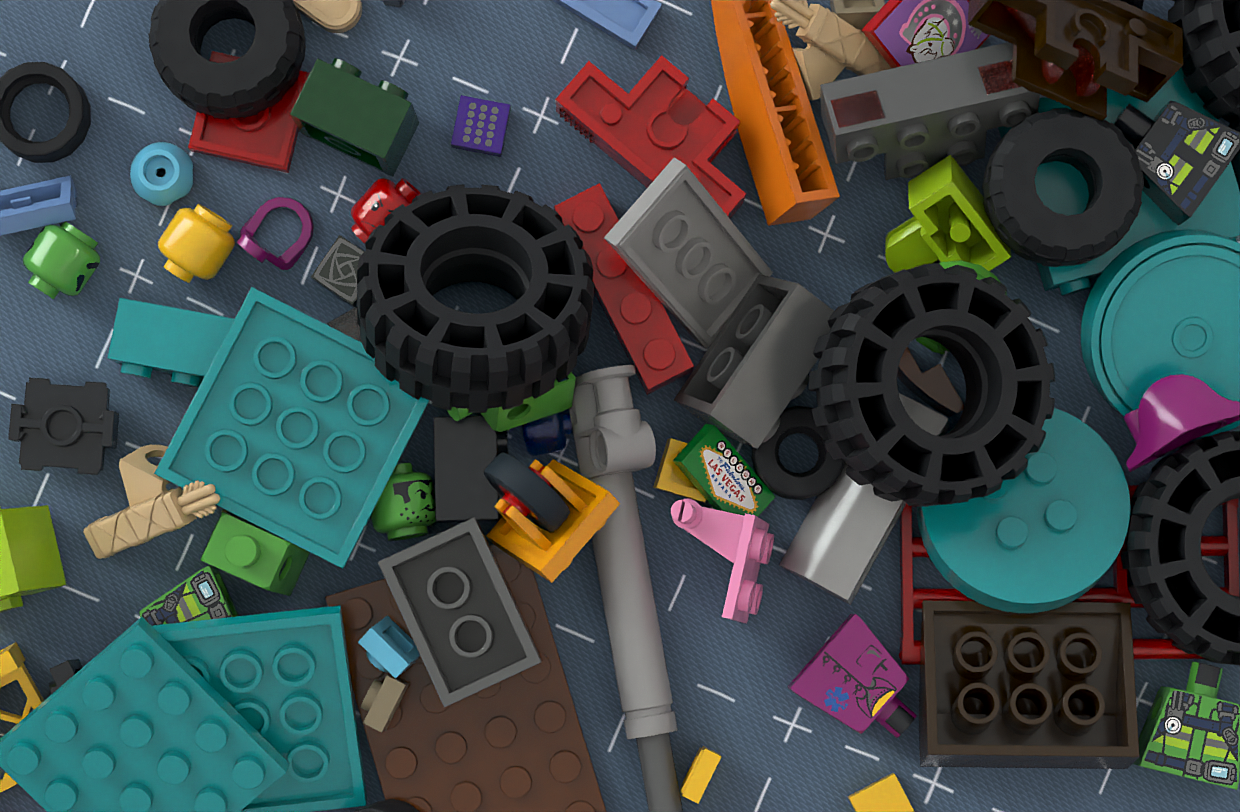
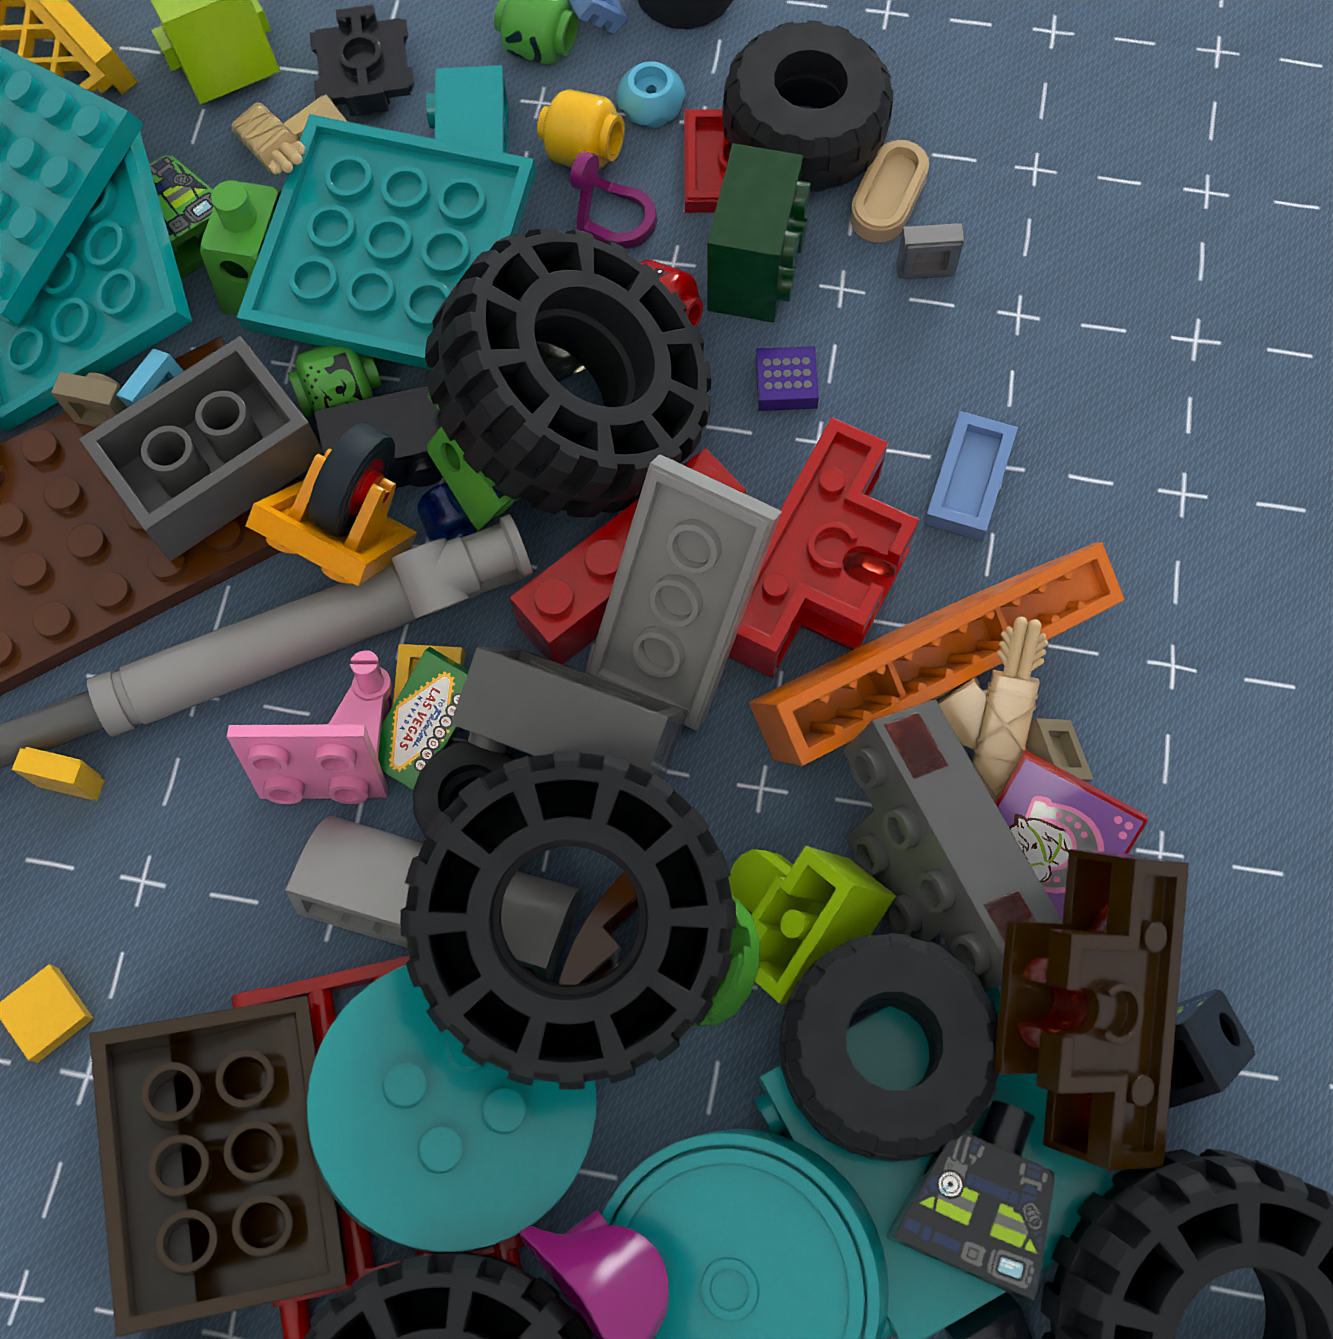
camera: 85 degrees right, 15 degrees down
(855, 680) = (196, 937): magenta torso -> none

